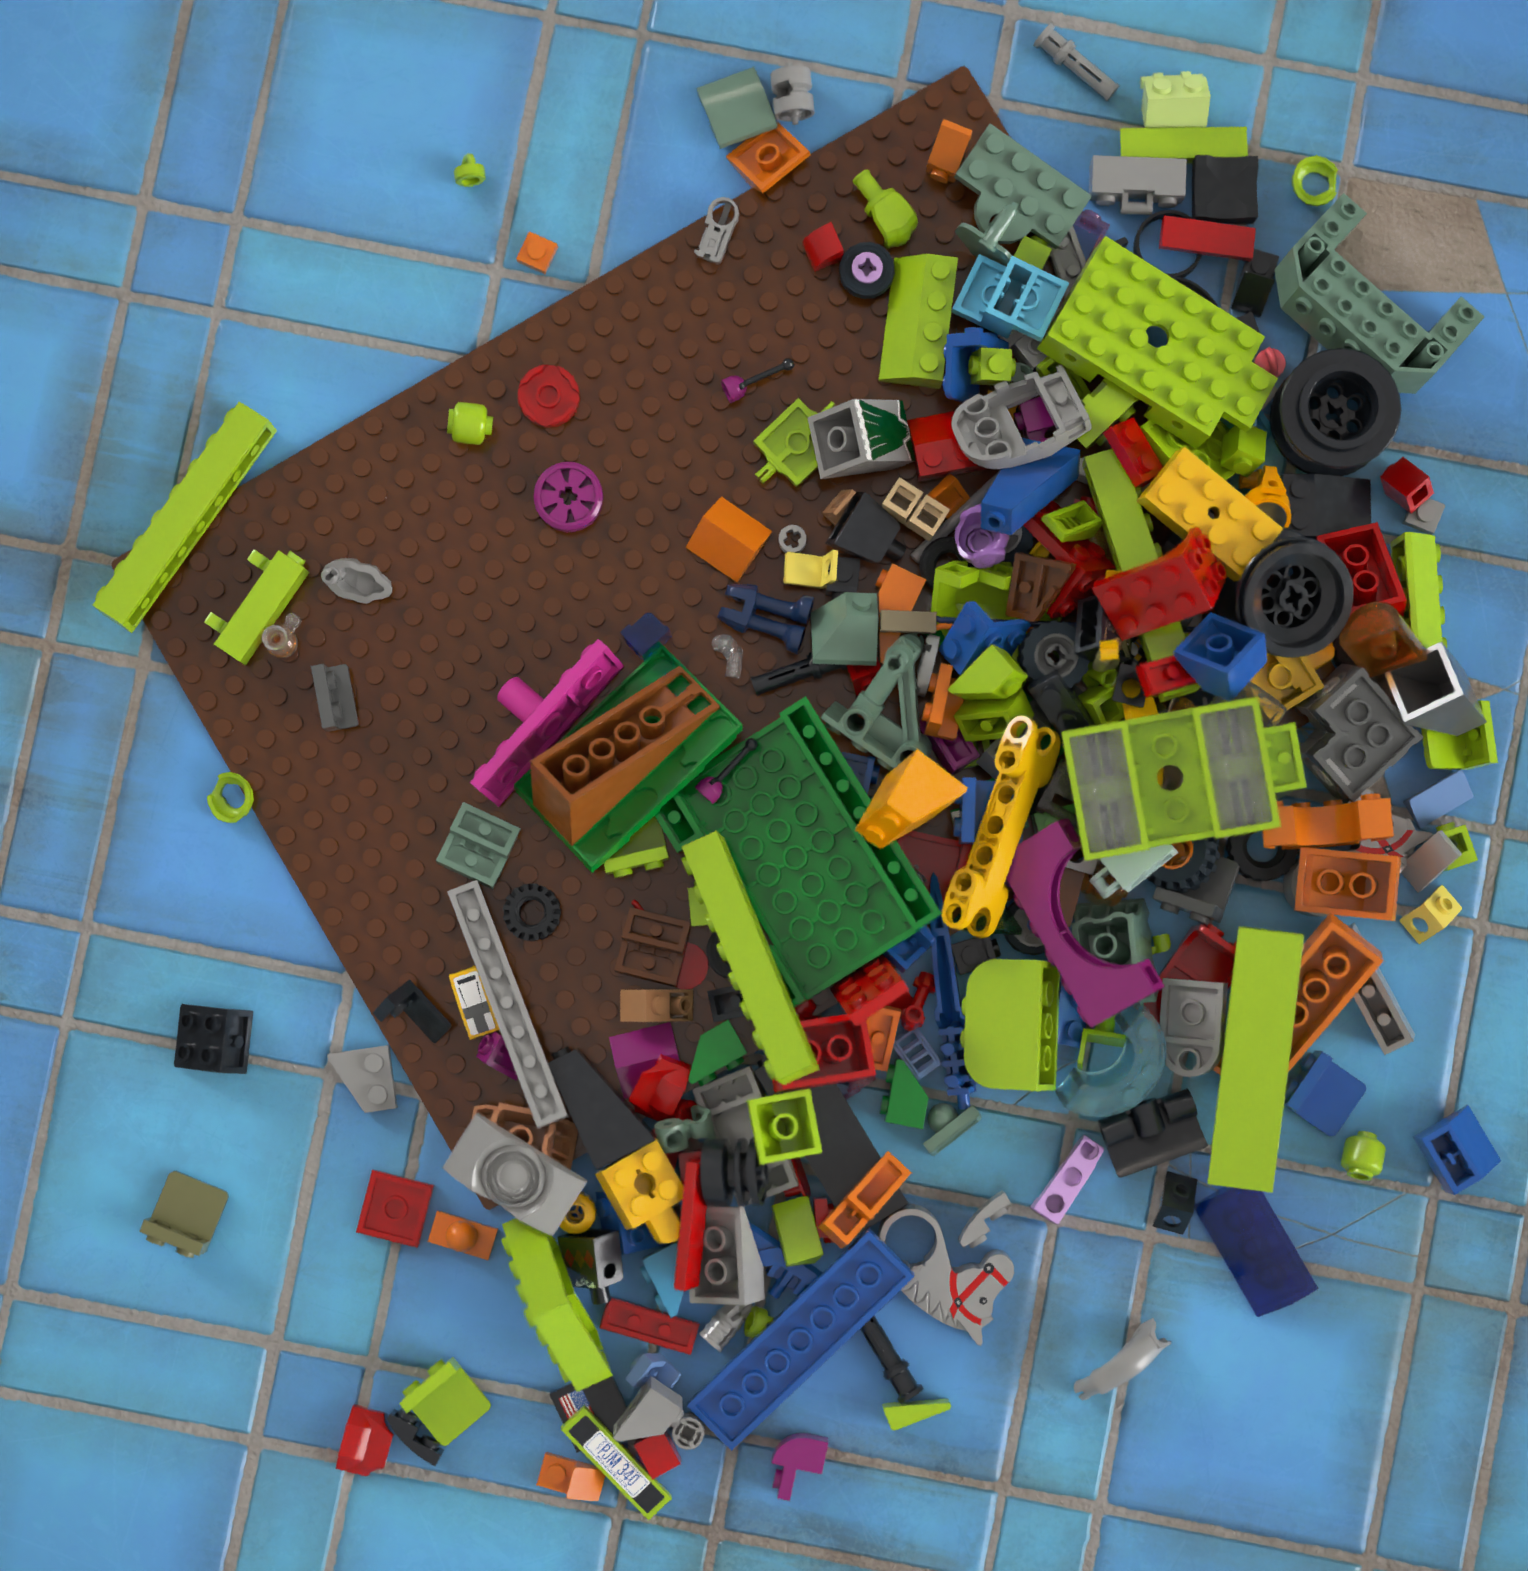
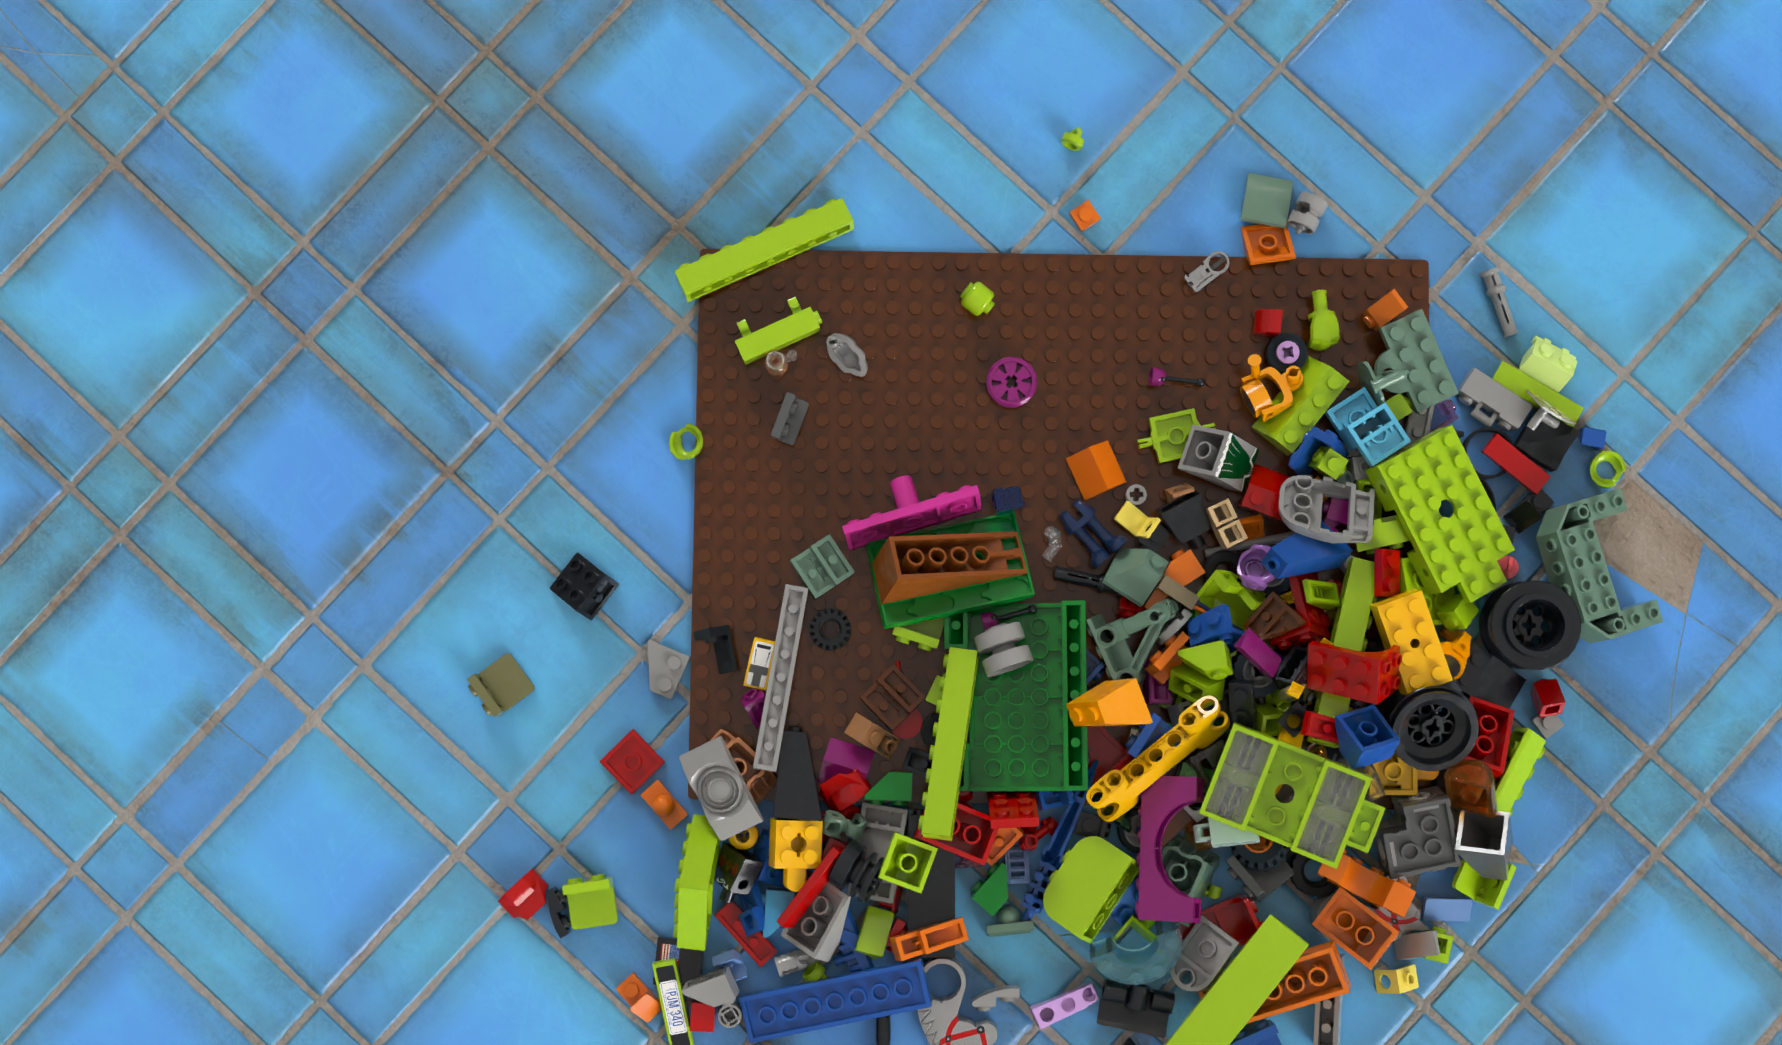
camera: 30 degrees right, 0 degrees up
(548, 395) = (1037, 311): red tile -> none
(644, 1298) = (753, 917): none -> blue slope
(752, 816) = (1001, 641): none -> light grey wheel
(861, 339) = (1256, 395): none -> light orange piece
(1042, 634) = (1258, 653): none -> magenta slope
(1202, 163) = (1541, 414): none -> light grey shield
(1276, 154) = (1592, 437): none -> blue slope

